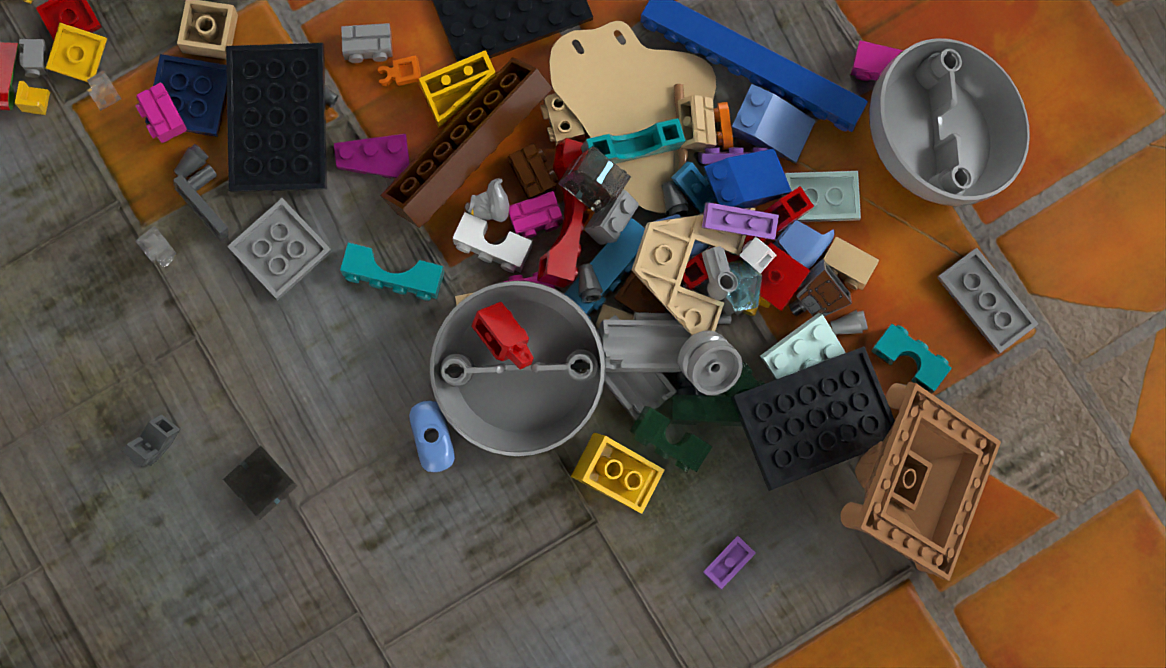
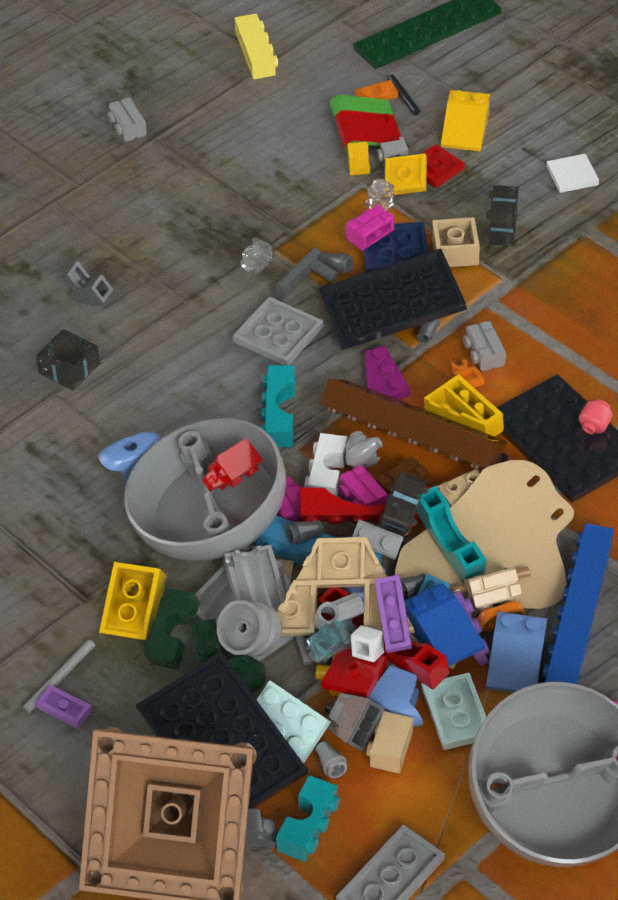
camera: 80 degrees right, 30 degrees down
(686, 561) = (61, 673): none -> light grey bar

